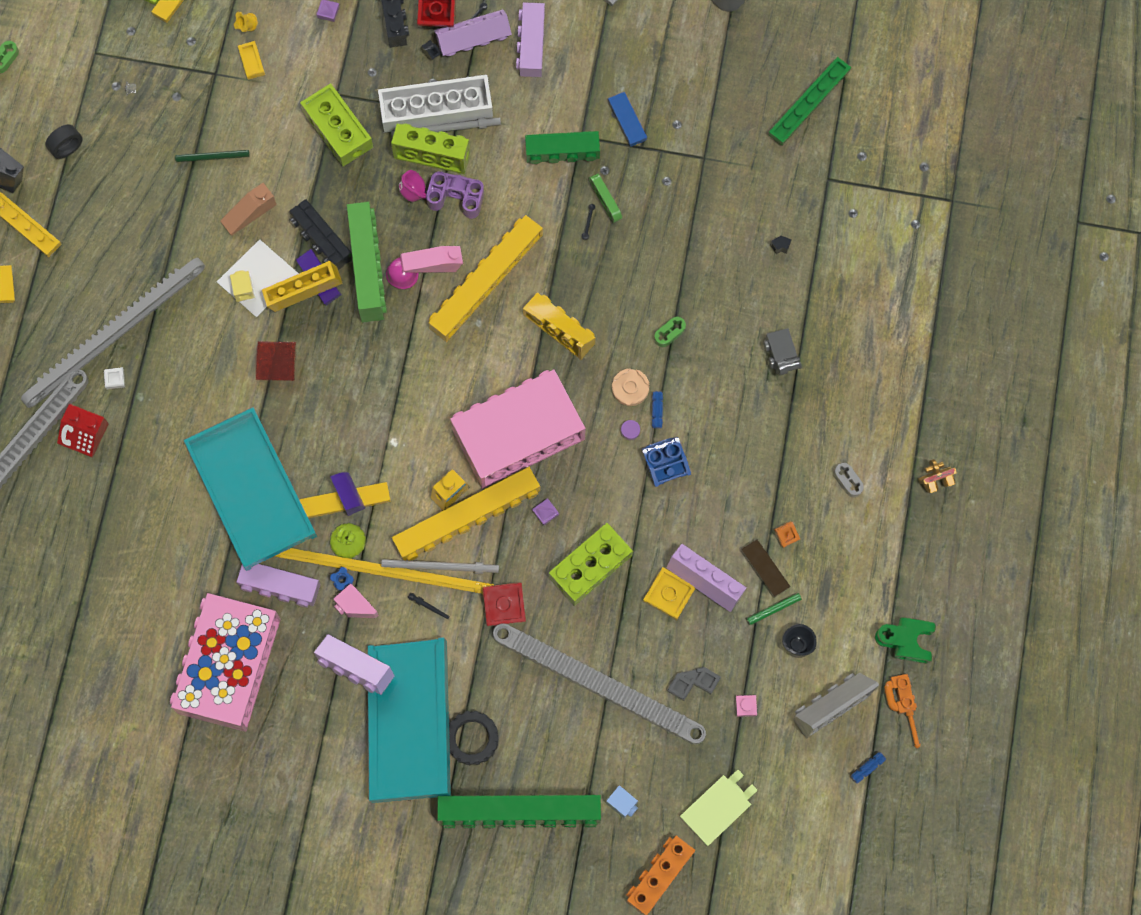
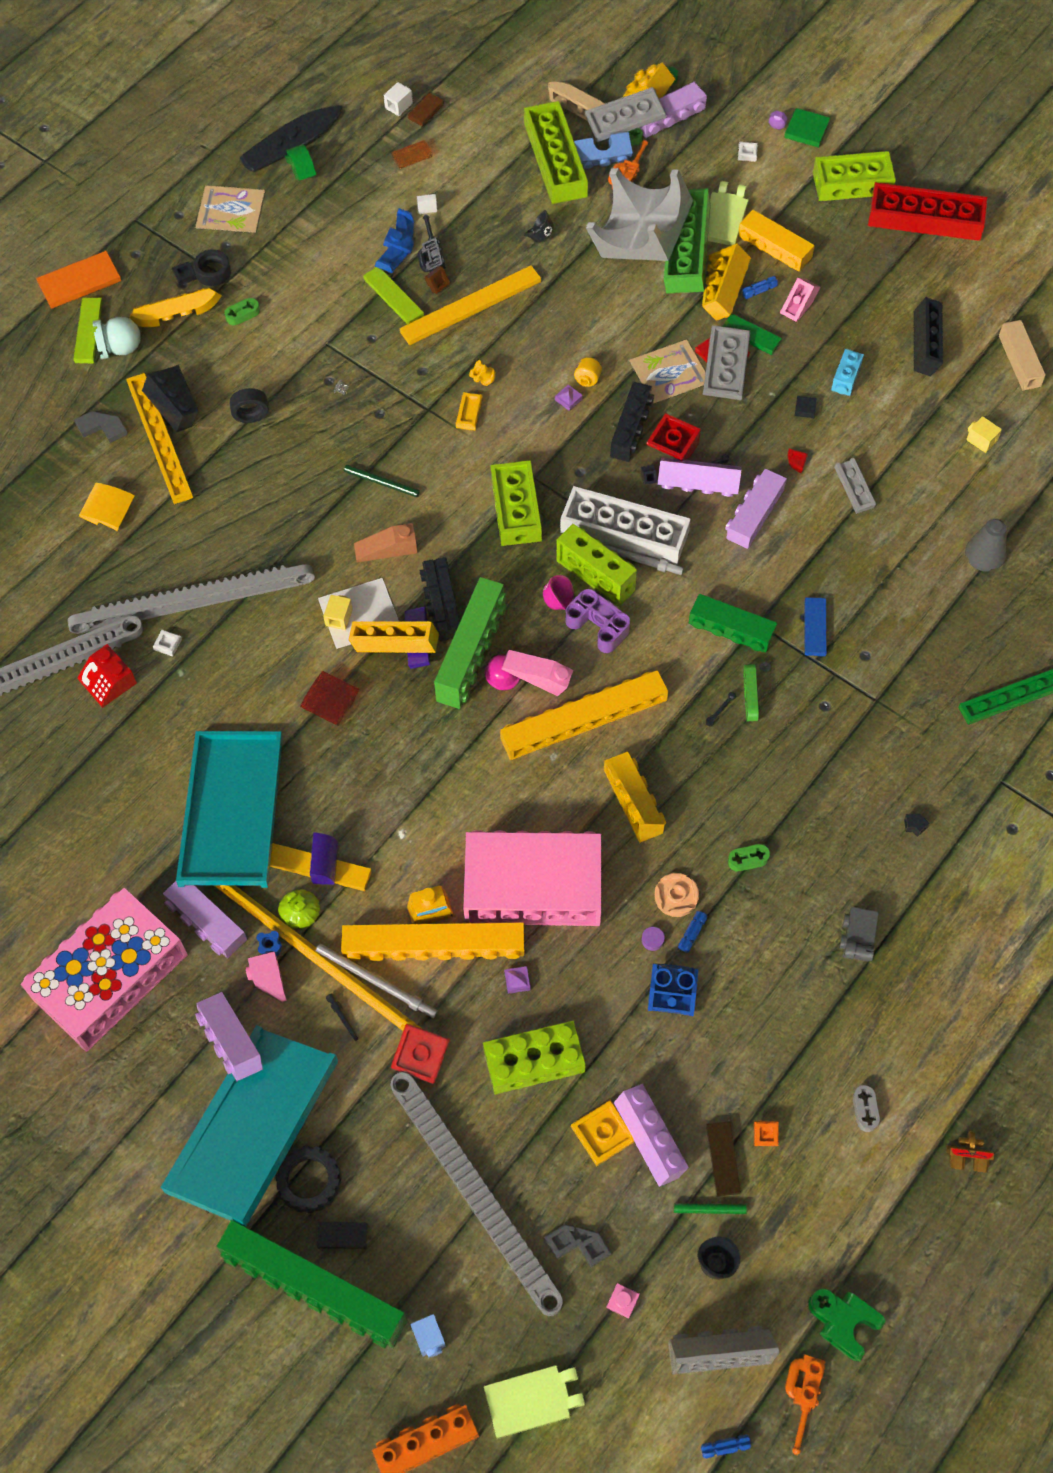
camera: 30 degrees right, 10 degrees down
(519, 765) = (342, 1235): none -> black tile

